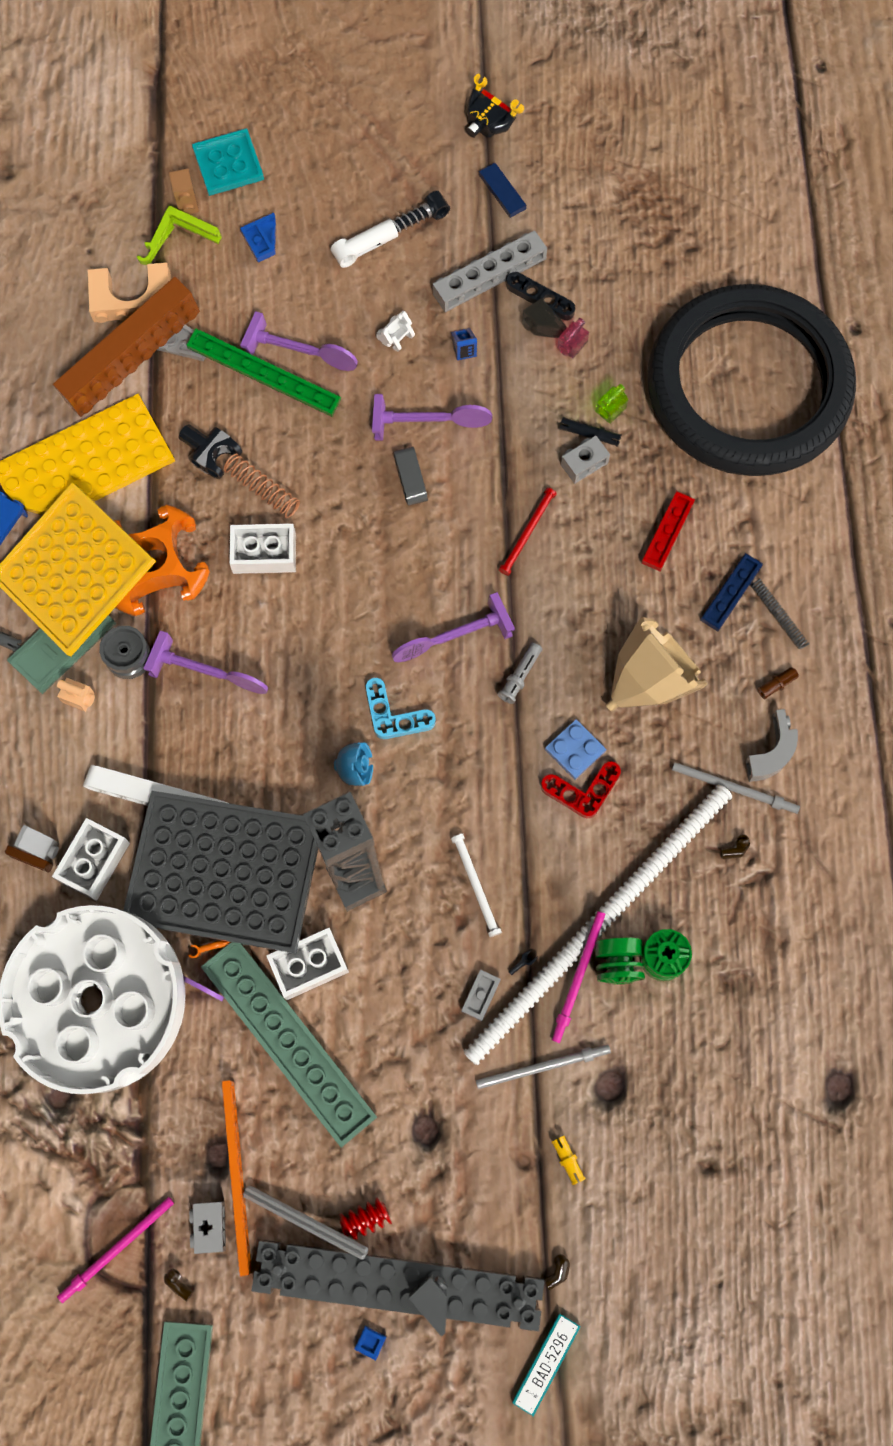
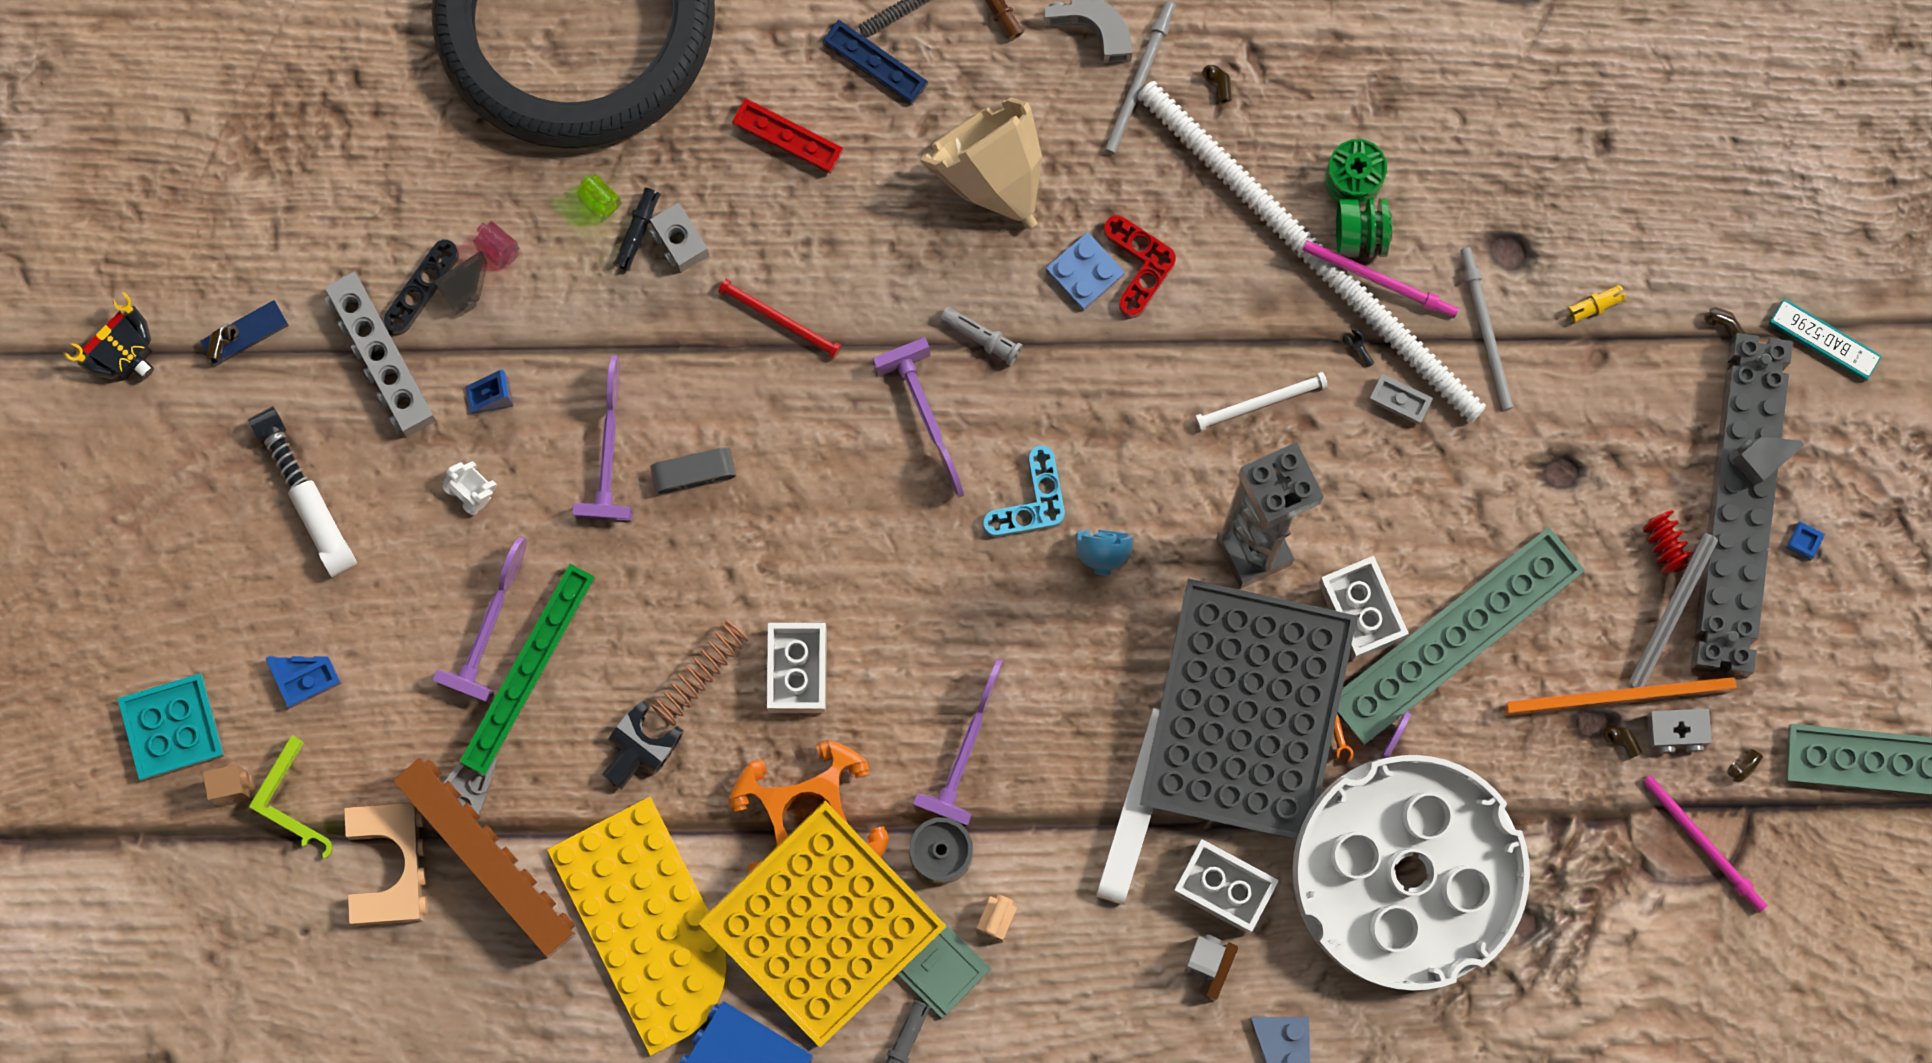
camera: 90 degrees left, 5 degrees up
(205, 1180) = (1623, 737): none -> dark brown arm
(495, 171) = (219, 339): none -> dark brown arm

